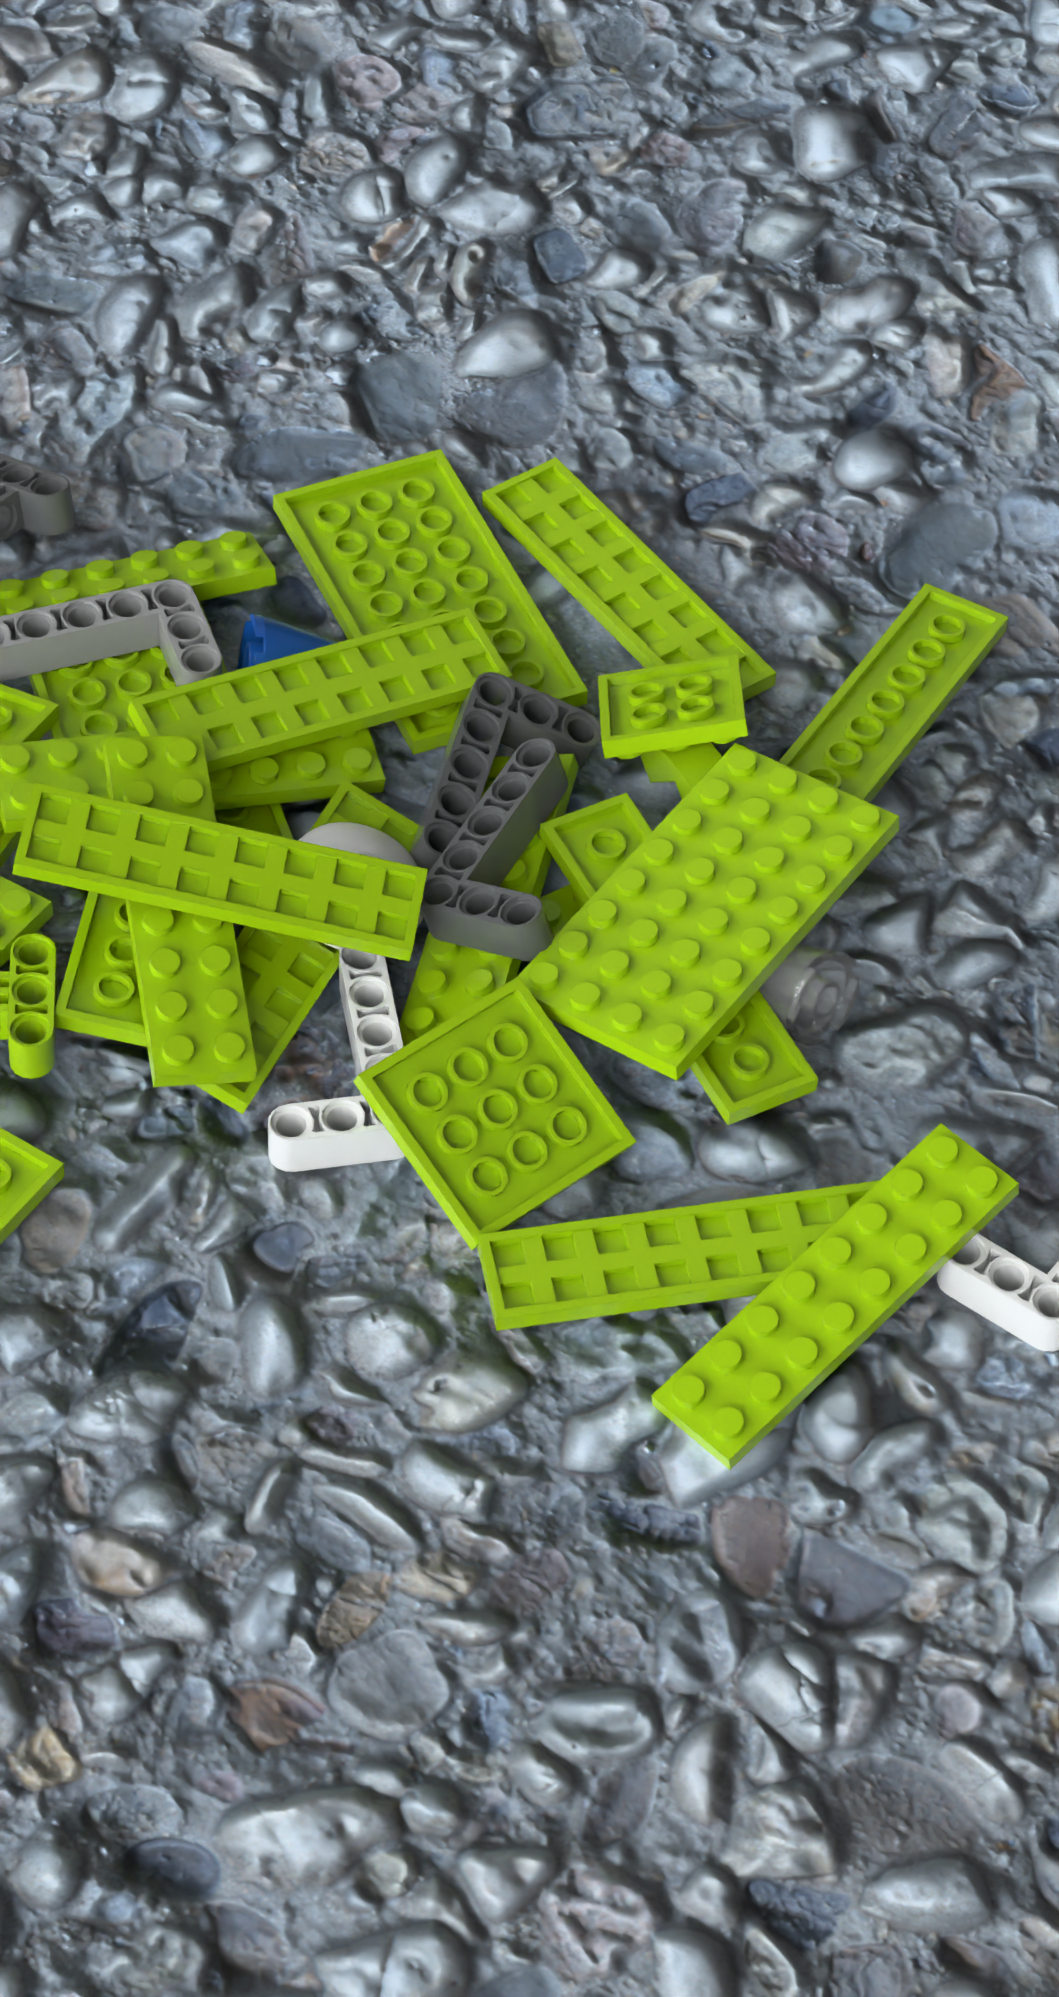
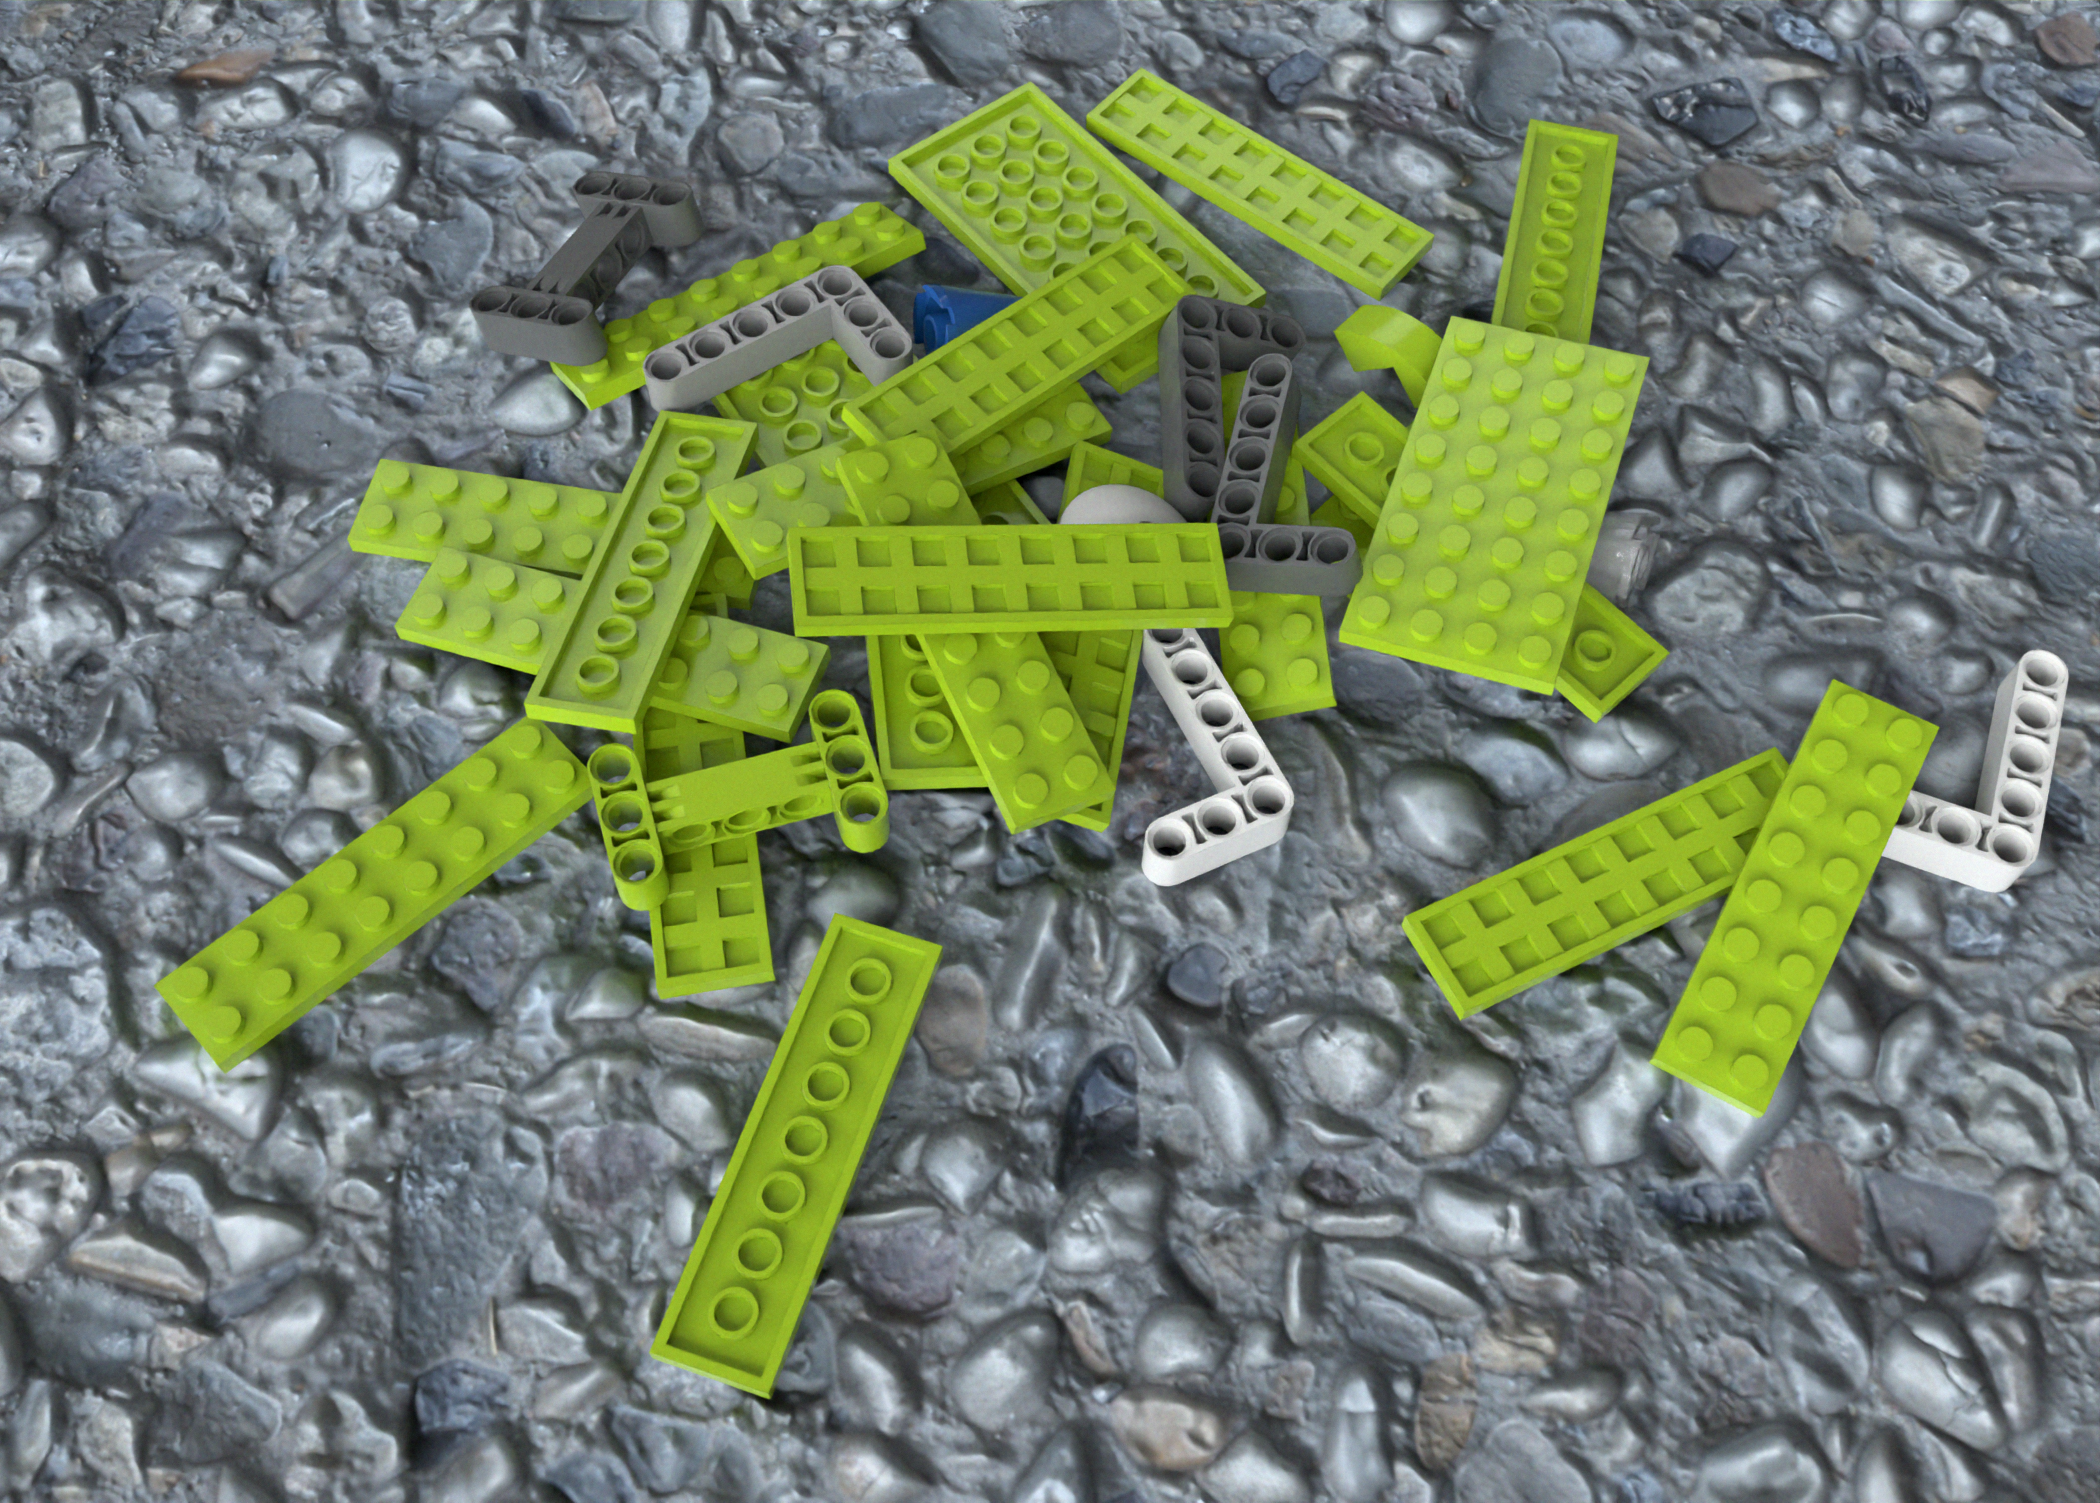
camera: 15 degrees left, 10 degrees up
(494, 1112) = (1373, 775): lime plate -> none
(671, 707) = (1368, 291): lime plate -> none

